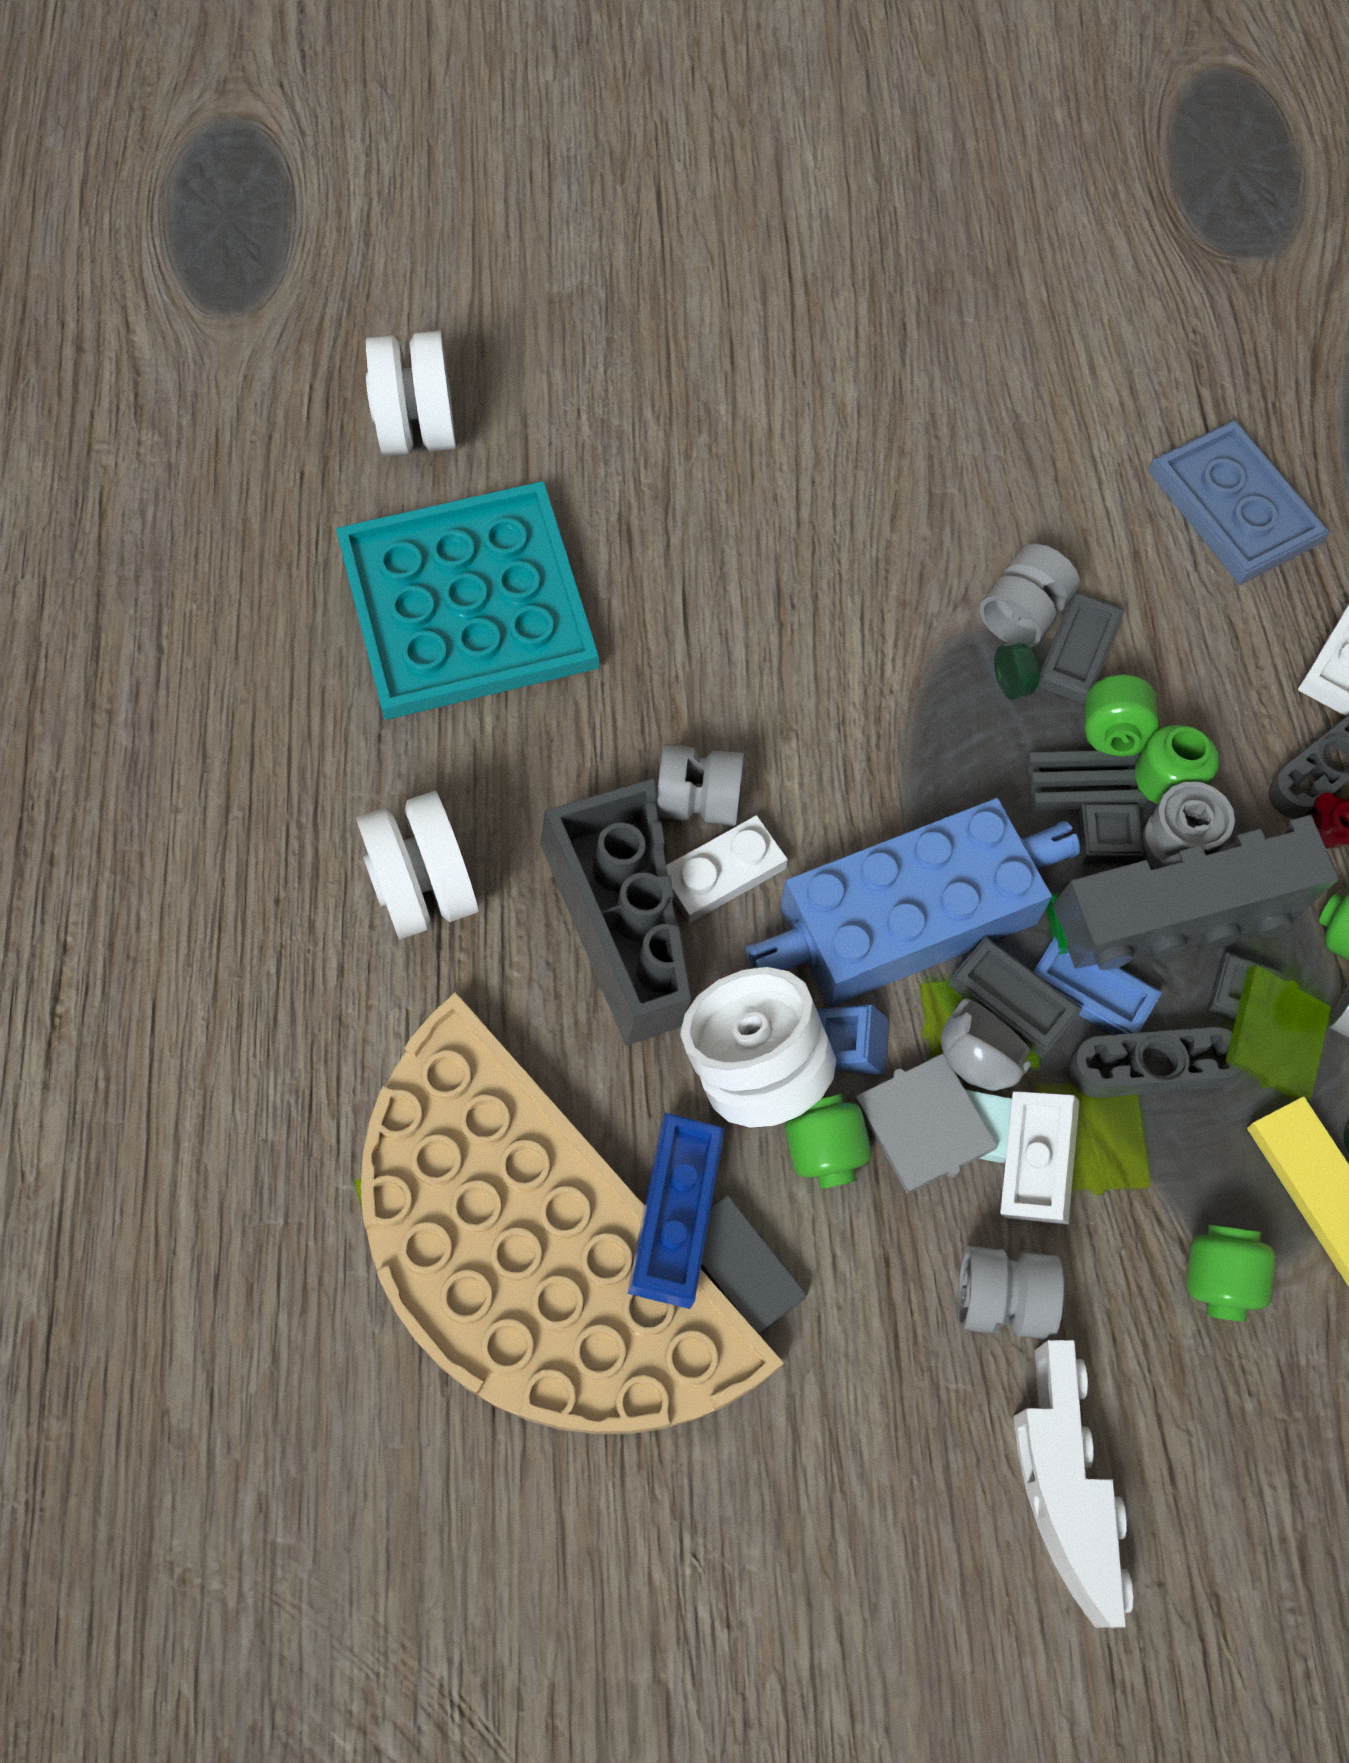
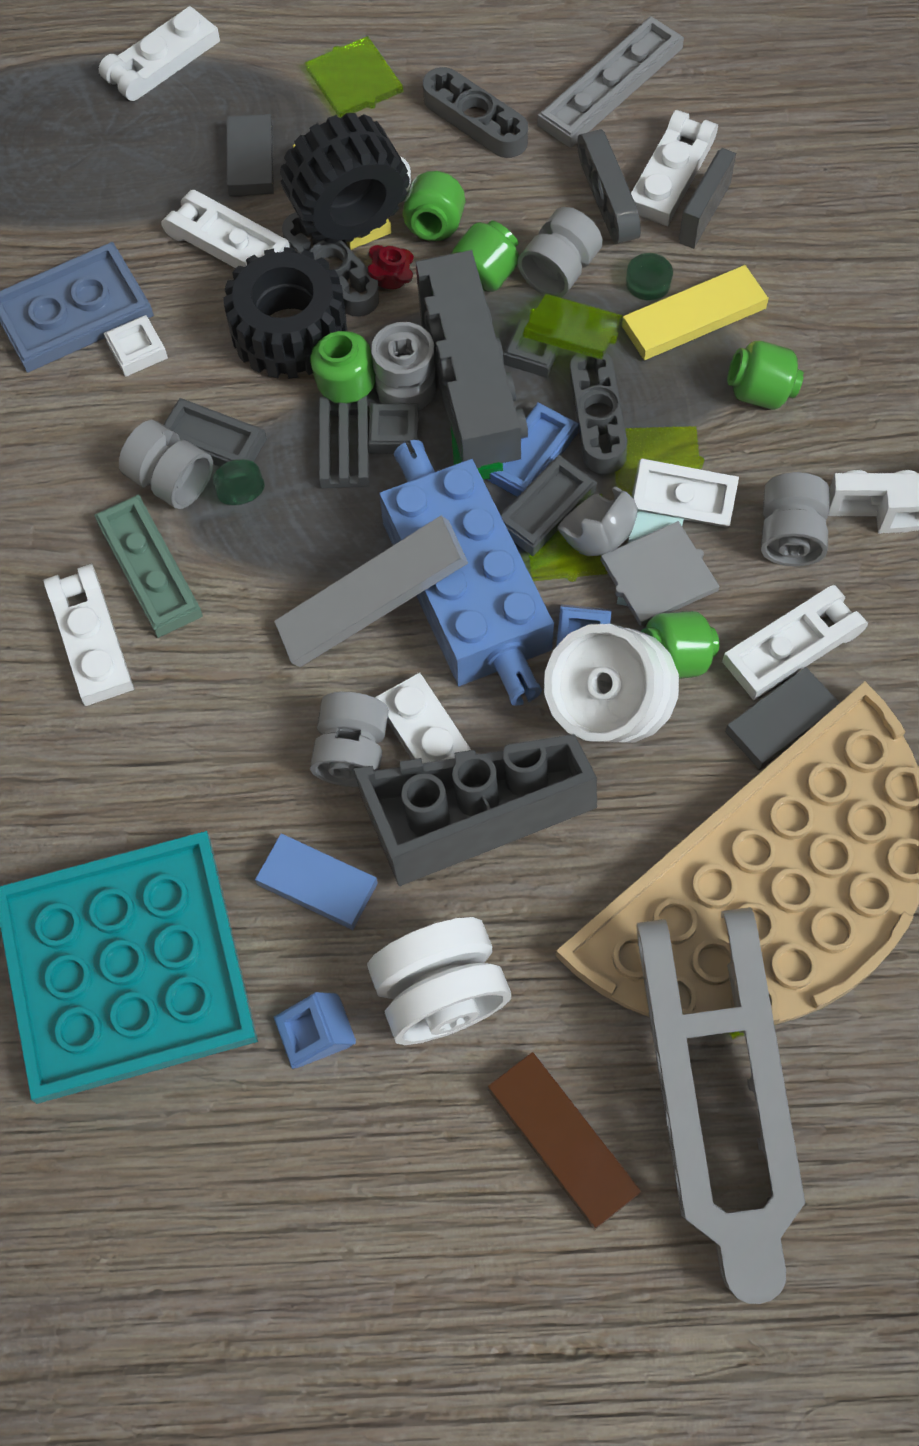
camera: 85 degrees left, 0 degrees up
(118, 1174) = (749, 1239): none -> light grey piece
(260, 1003) = (564, 1140): none -> reddish brown tile
(394, 772) = (314, 1029): none -> medium blue slope
(548, 765) = (316, 881): none -> medium blue tile
(676, 1211) = (748, 758): blue tile -> none
(826, 546) = (89, 636): none -> white plate
(842, 1285) = (793, 642): none -> white plate
(873, 796) = (371, 591): none -> light grey tile
(912, 595) = (148, 566): none -> sand green tile
(1120, 715) = (292, 403): bright green head -> none
(1192, 566) = (135, 345): none -> white tile
(1270, 675) = (277, 284): none -> black tyre

